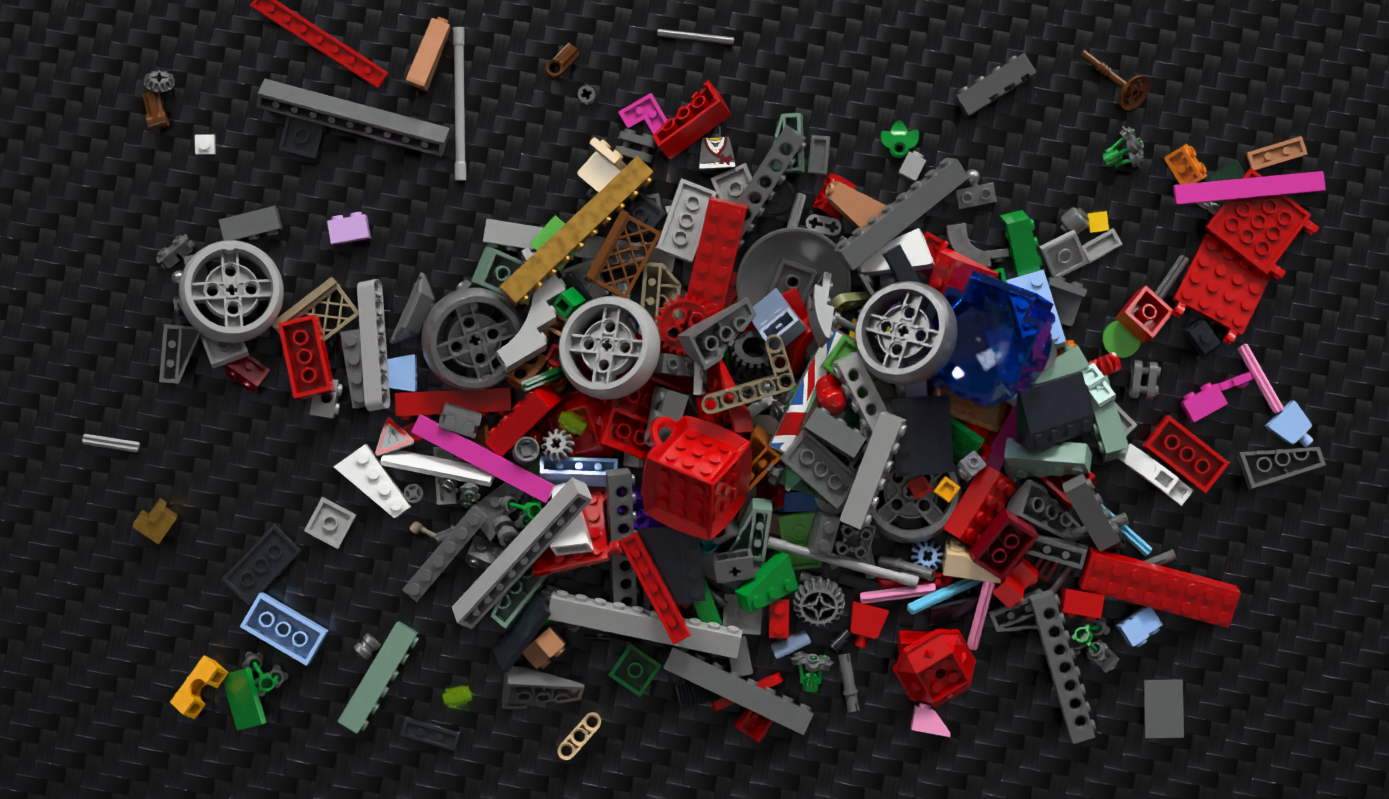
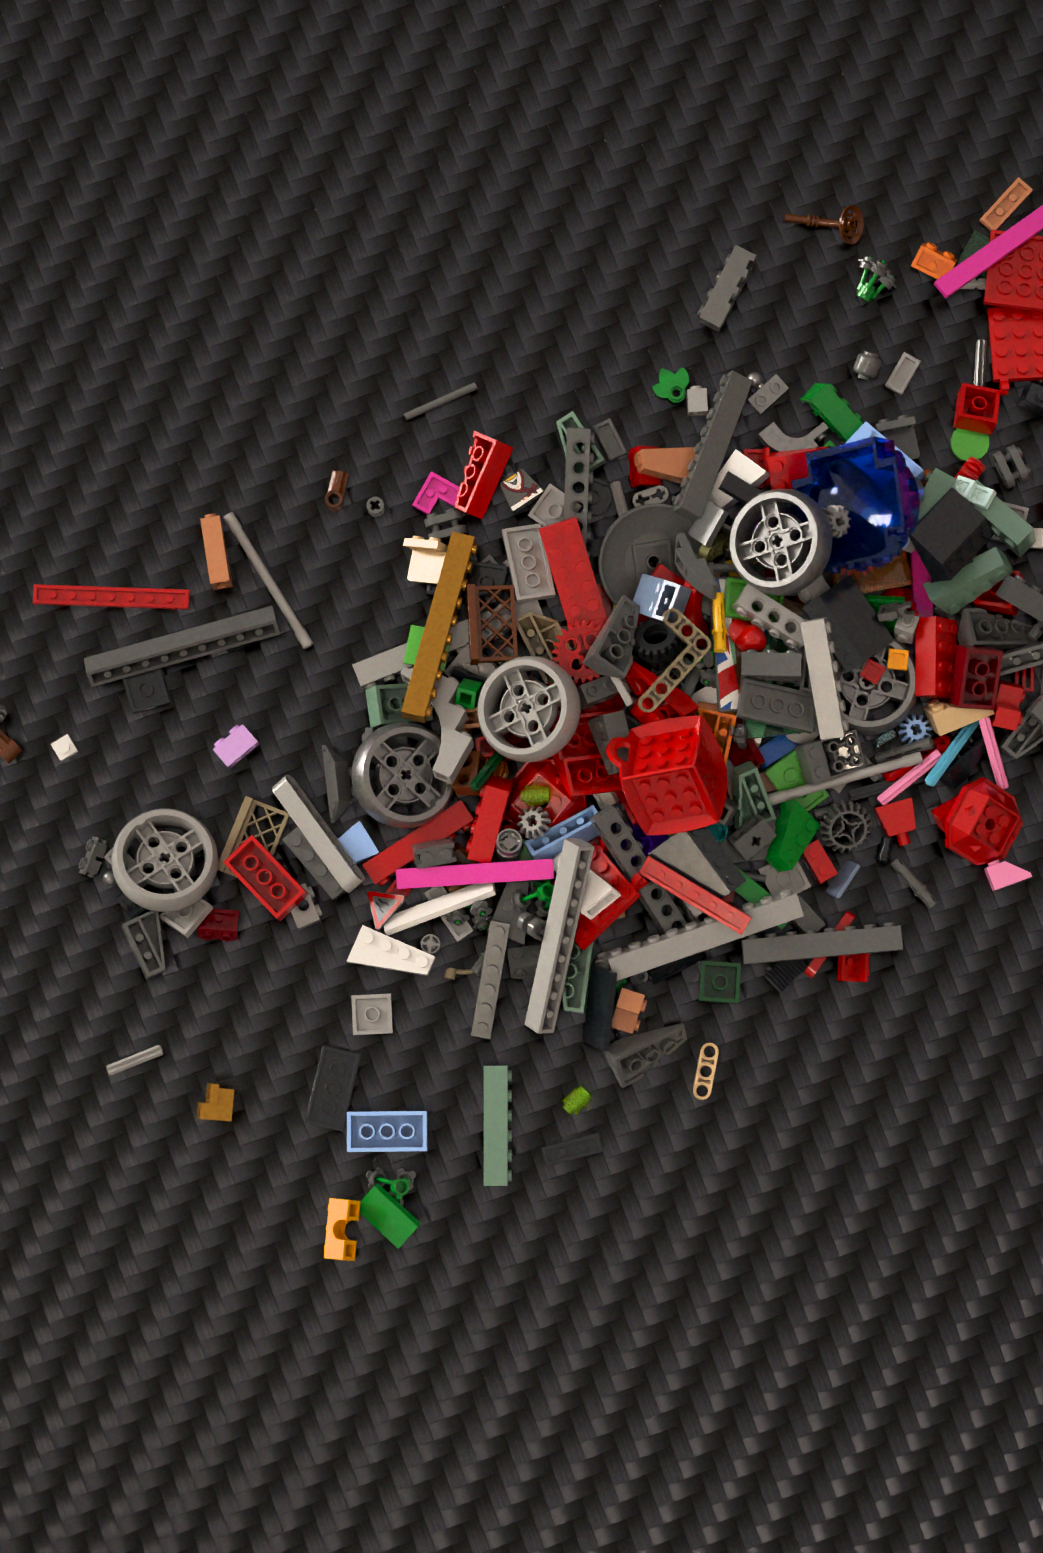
camera: 25 degrees left, 5 degrees down
(251, 225) = (147, 793): dark grey brick -> none
(367, 646) = (469, 1104): flat silver wheel -> none
(811, 373) = (719, 631): none -> yellow pin
(812, 663) = (873, 882): plant -> none
(854, 281) = (708, 526): none -> dark grey slope
(897, 547) = (885, 738): none -> clear light blue tile
(966, 341) = (838, 520): none -> light grey gear
(966, 445) = (891, 611): none -> dark grey plate
(1063, 254) = (875, 398): light grey tile -> none
(1098, 222) = (888, 354): yellow tile -> none

